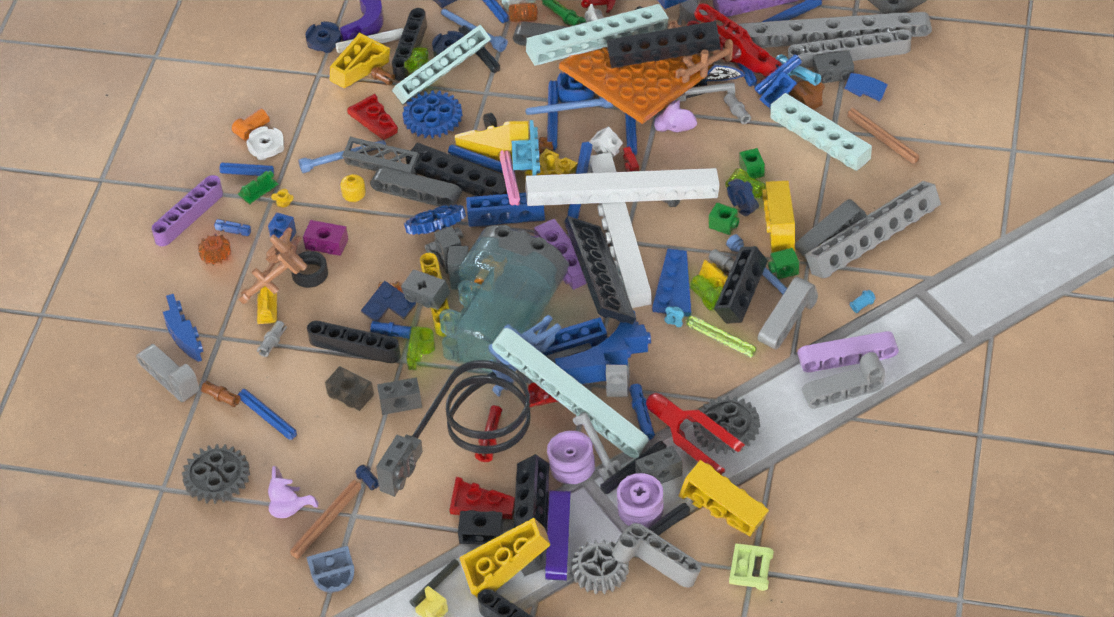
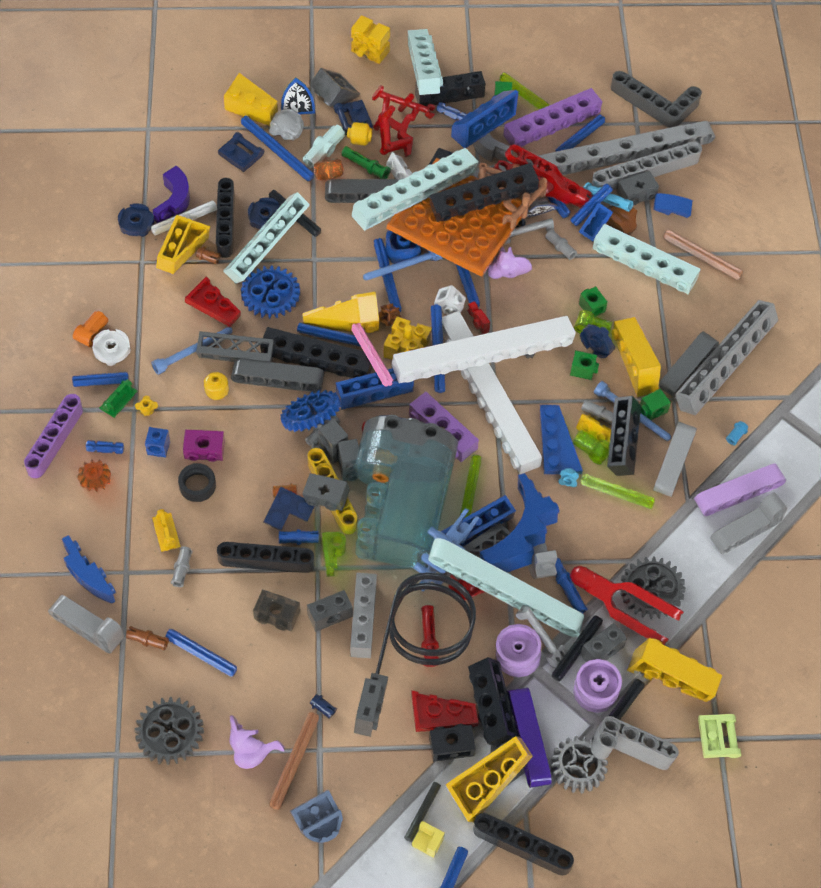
camera: 20 degrees left, 10 degrees up
(287, 259) = (175, 473): nougat piece -> none
(417, 59) = (240, 235): clear neon green piece -> none
(432, 387) = (363, 615): none -> light grey brick
(489, 120) = (329, 292): black tile -> none
(498, 42) = (314, 202): medium blue piece -> none
(526, 152) = (380, 325): medium azure bracket -> none
(576, 307) = (471, 484): none -> clear neon green axle
(599, 270) = (489, 443): black plate -> none

